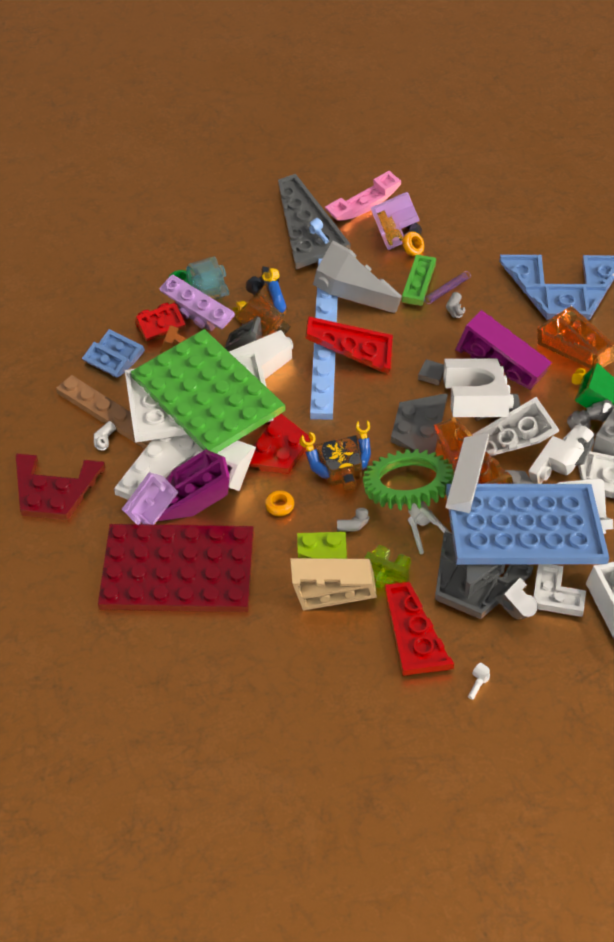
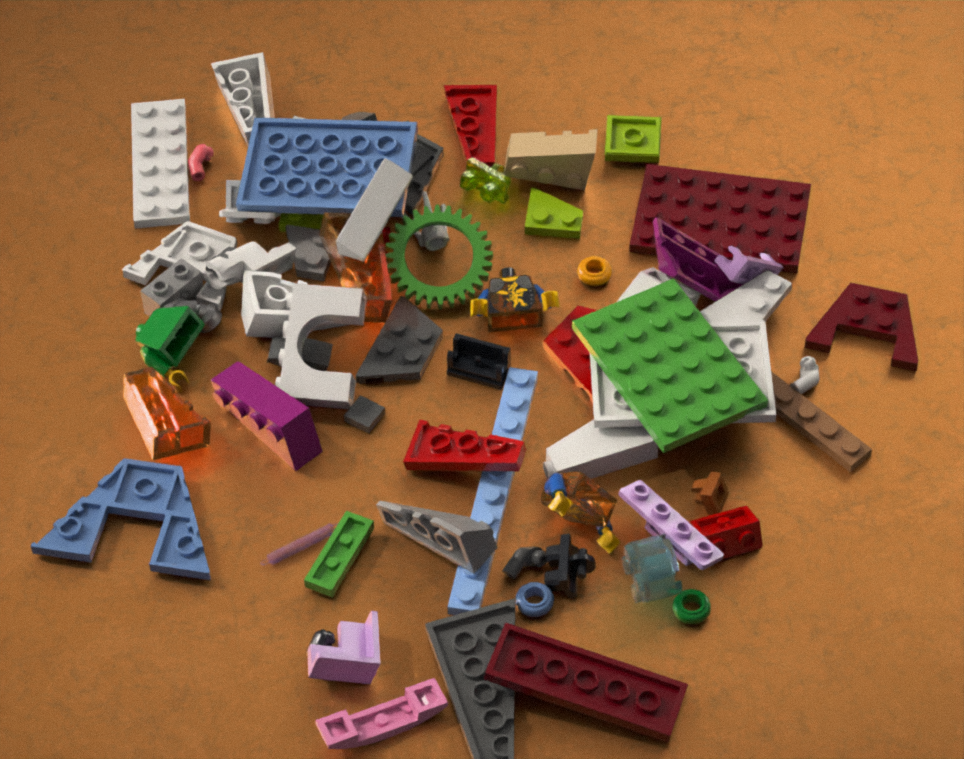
camera: 170 degrees left, 0 degrees up
(113, 353) = (793, 496): medium blue slope -> none
(242, 222) = (586, 682): none -> dark red plate
(245, 334) = (608, 478): dark grey slope -> none
(263, 633) = (633, 139): none -> lime plate
(286, 267) = (534, 589): none -> medium blue piece
(296, 291) = (524, 558): none -> dark grey arm
(316, 226) = (471, 650): light blue hand -> none
(349, 415) = (478, 361): none -> black hinge
(355, 523) = (510, 238): light grey arm -> none
(388, 226) = (361, 631): clear yellow plate -> none
(407, 243) = (329, 617): light orange piece -> none
(454, 307) = (304, 507): light grey arm -> none
(483, 674) = (418, 82): white hand -> none

